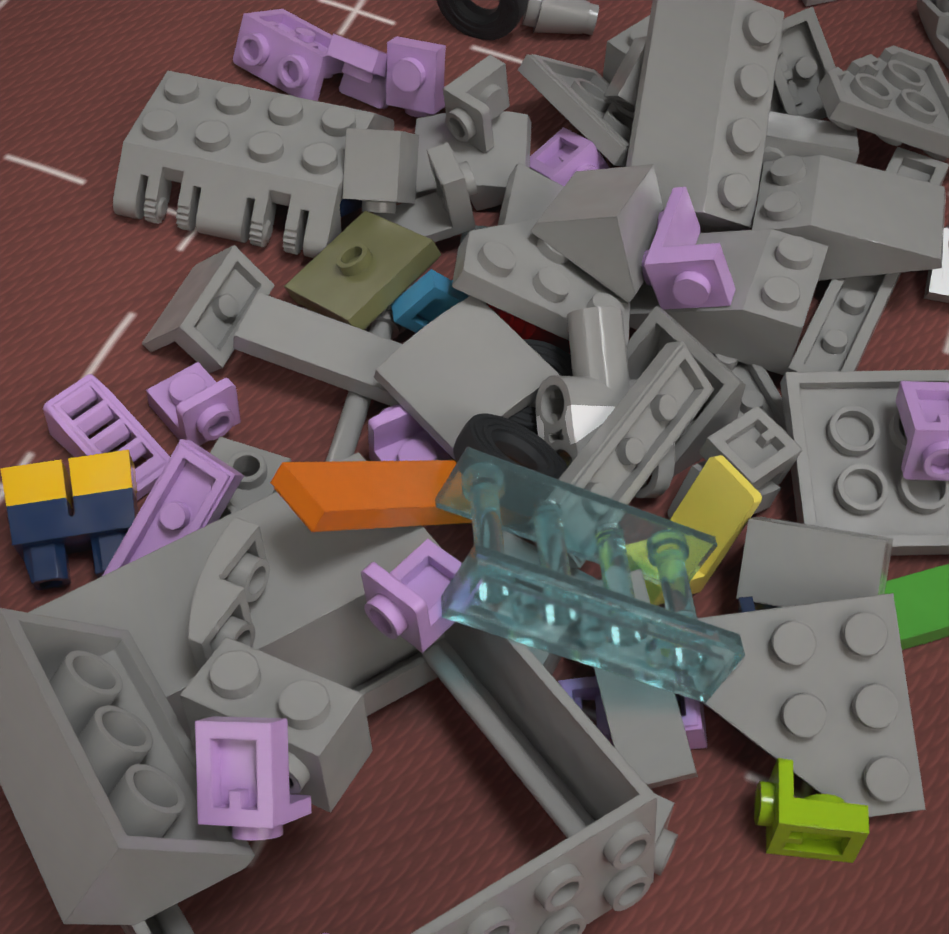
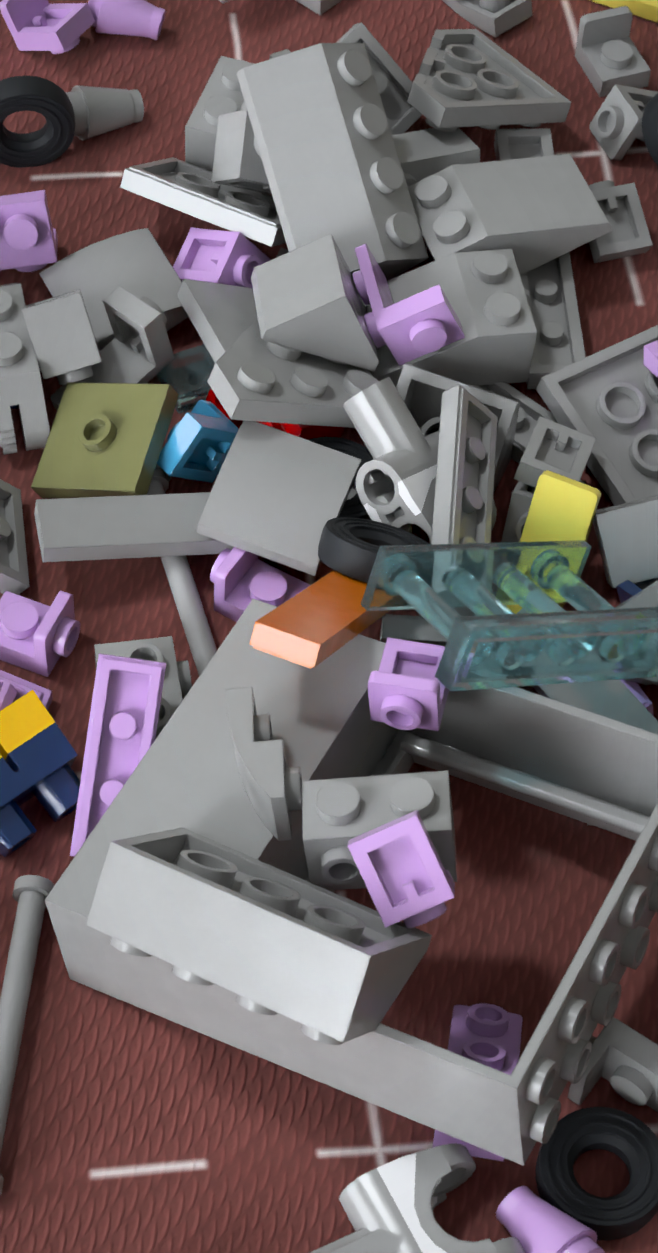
camera: 30 degrees left, 0 degrees up
(475, 101) = (105, 237): light grey bracket -> none

